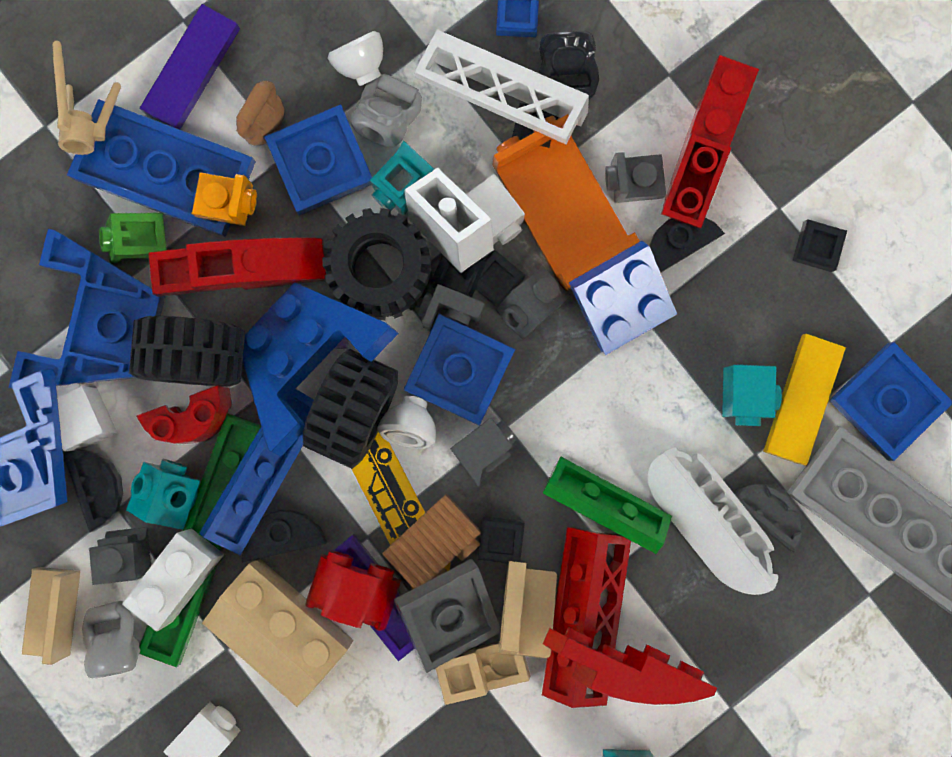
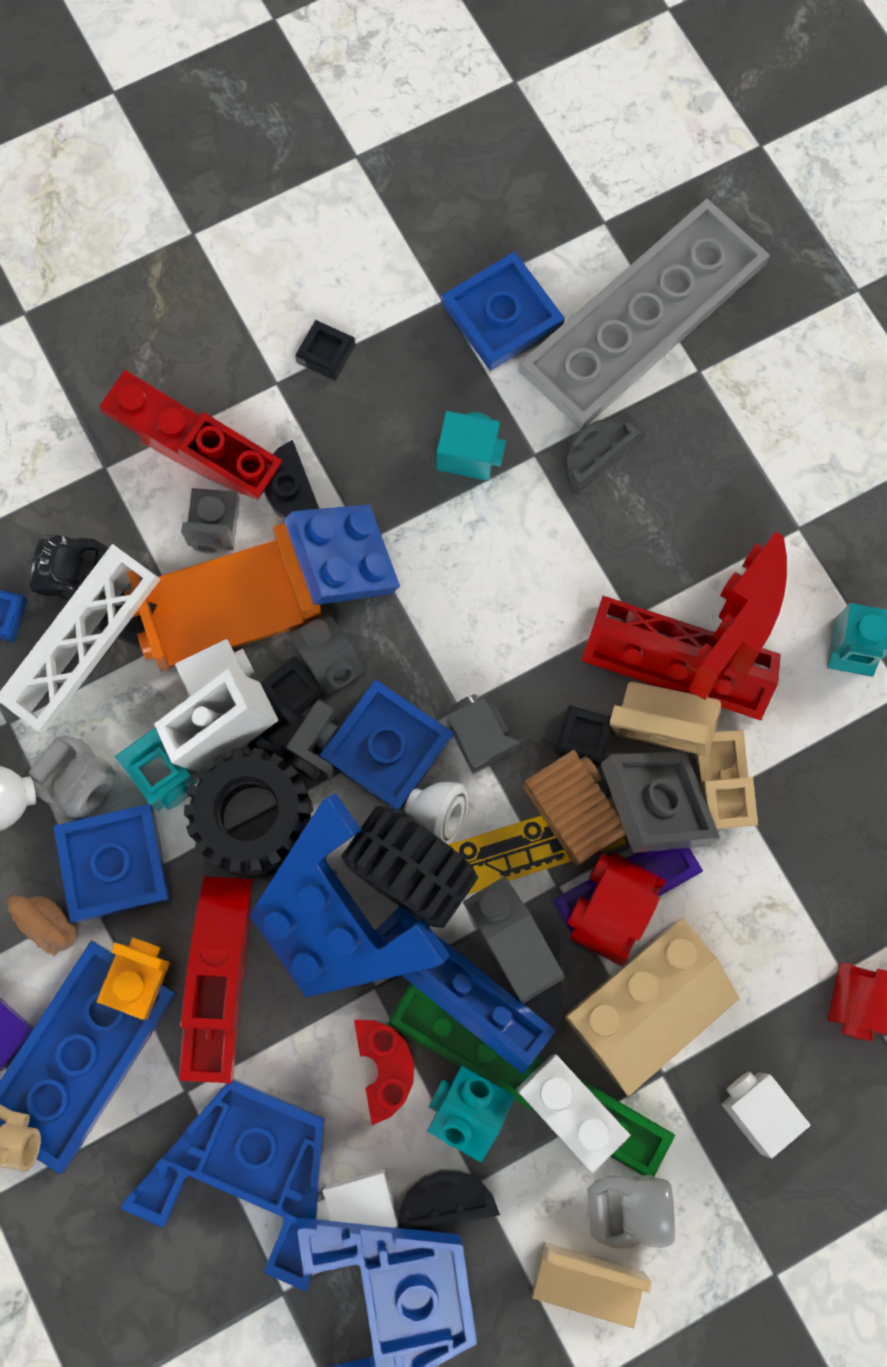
camera: 80 degrees left, 10 degrees down
(120, 556) = (534, 1179): dark grey window -> none
(132, 235) = (152, 1104): bright green bracket -> none
(186, 351) = (306, 1049): black tyre -> none
(307, 507) = (513, 939): none -> dark grey slope
(608, 505) = (564, 612): green plate -> none
(713, 521) = (599, 507): white brick -> none
(804, 399) = (485, 392): yellow tile -> none

